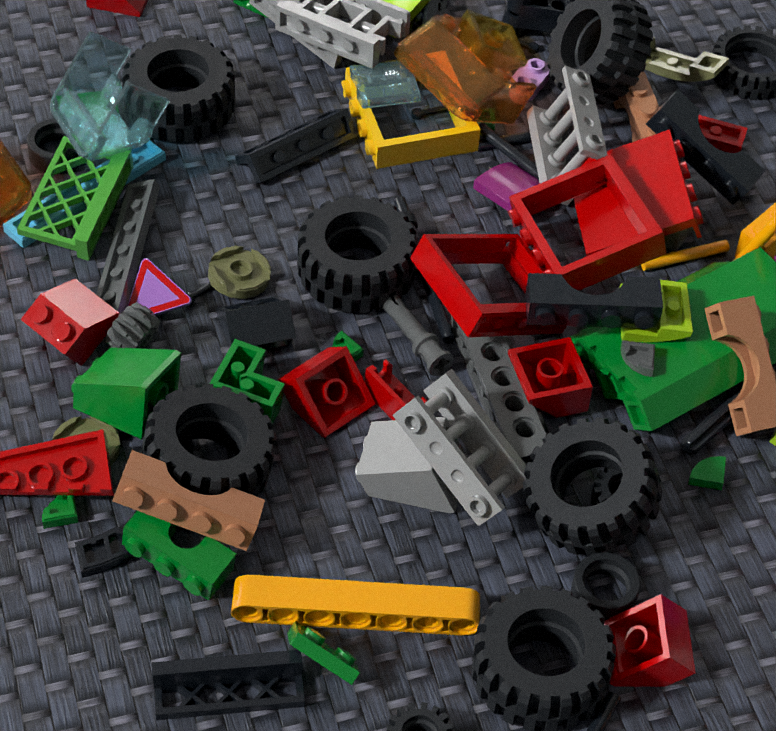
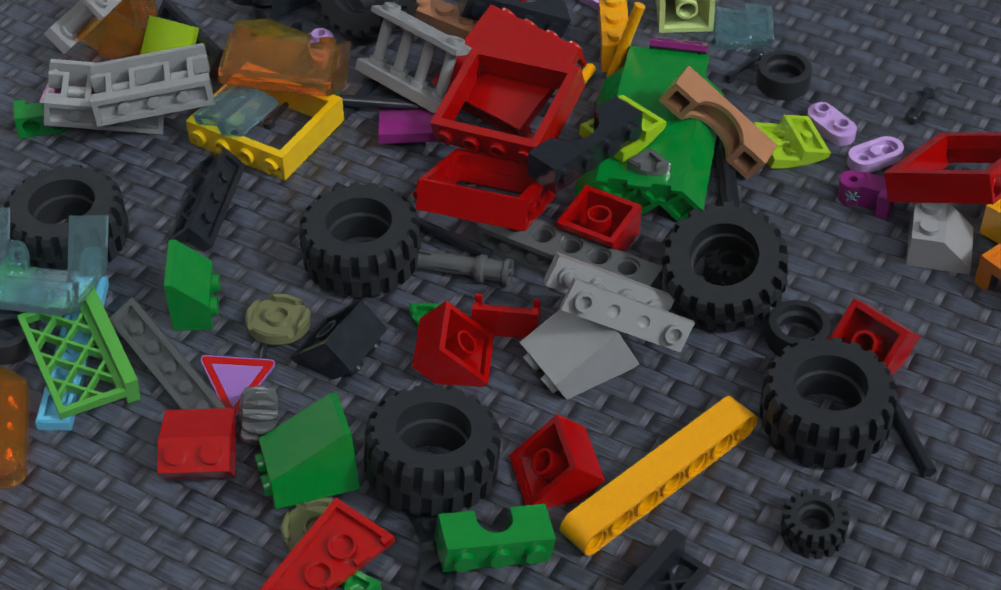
camera: 40 degrees left, 5 degrees down
(153, 491) = (443, 502): nougat arch -> none
(198, 200) = (190, 288): none -> green slope
(243, 373) = (380, 376): green brick -> none
(292, 535) = (557, 464): none -> red slope
(313, 645) = (677, 518): green wing -> none
(709, 473) = (764, 205): green tile -> none

